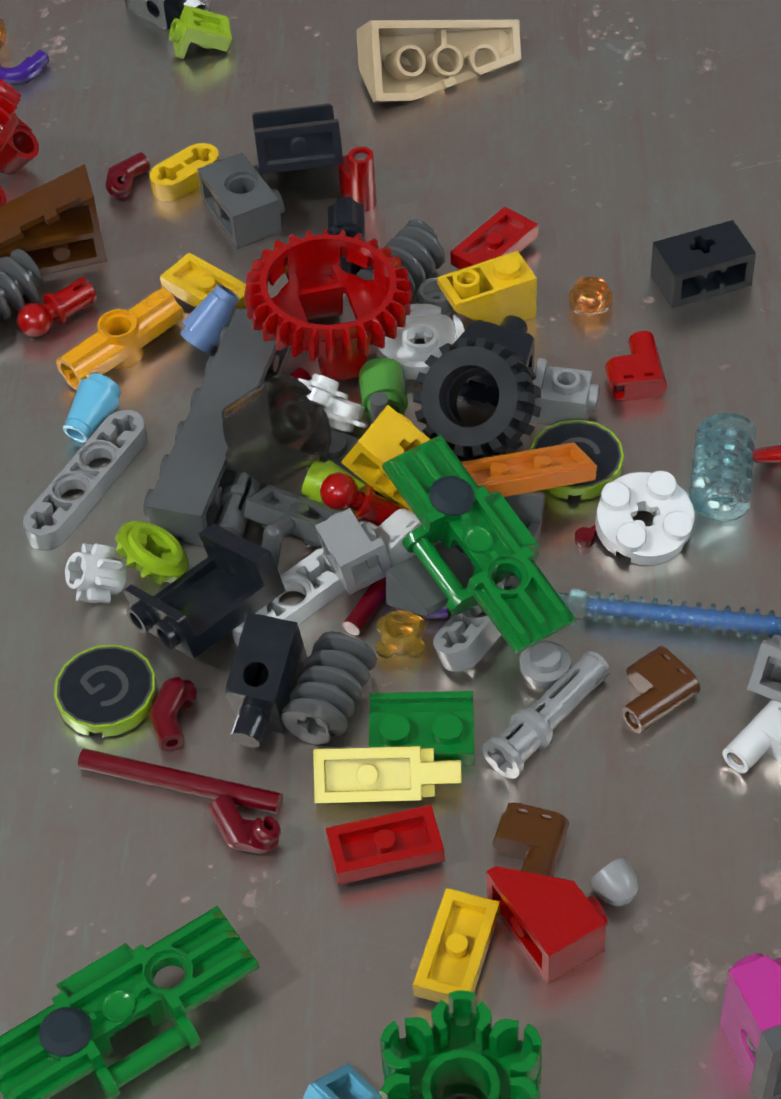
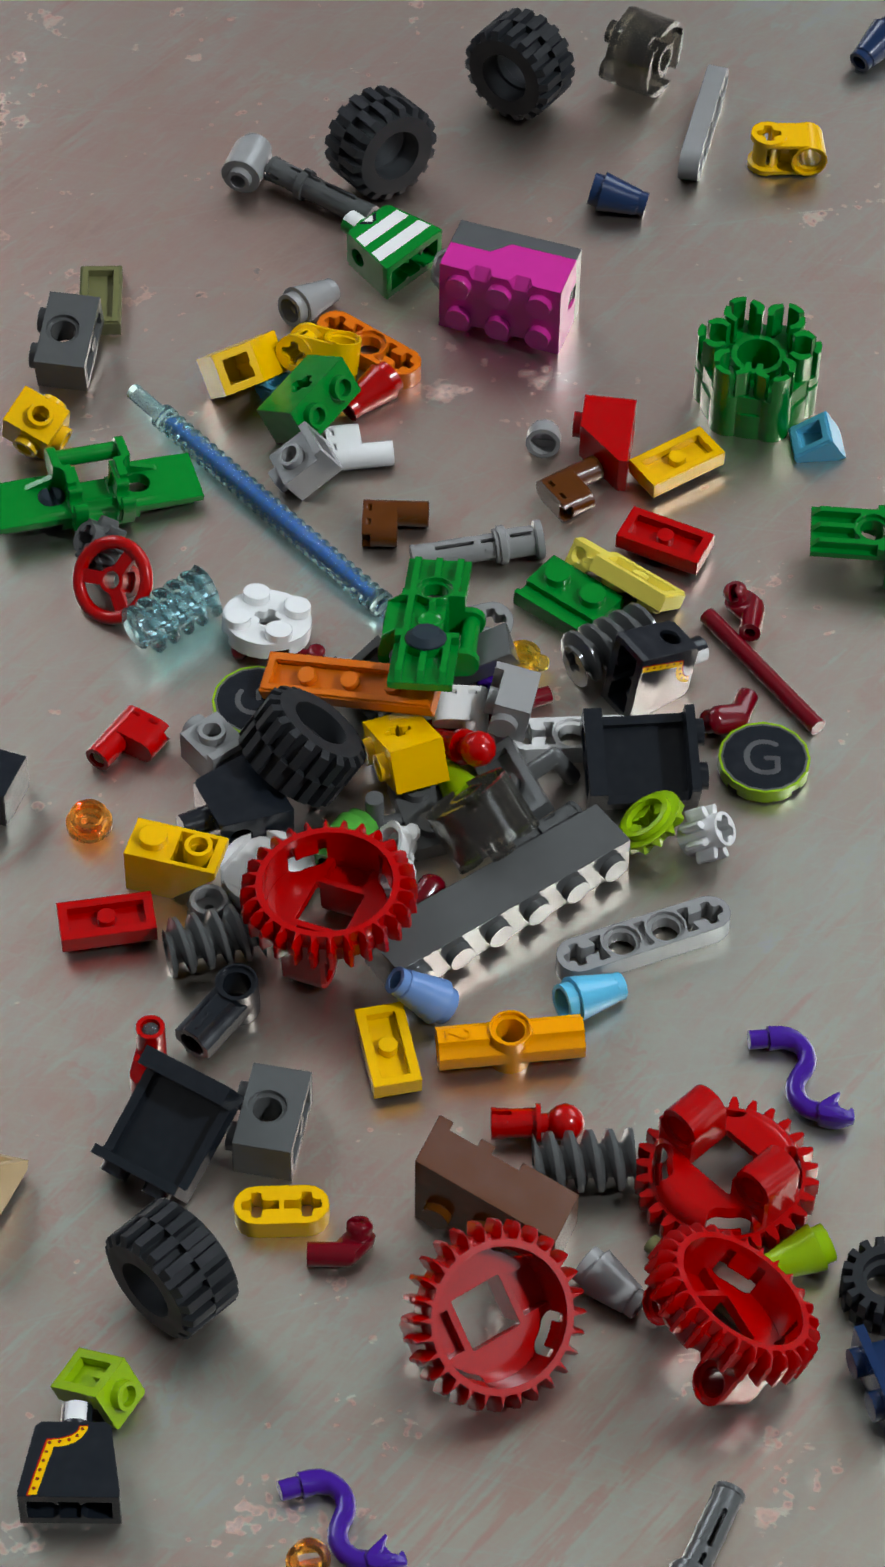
camera: 145 degrees left, 0 degrees up
(204, 41) = (172, 1268): none -> black tyre

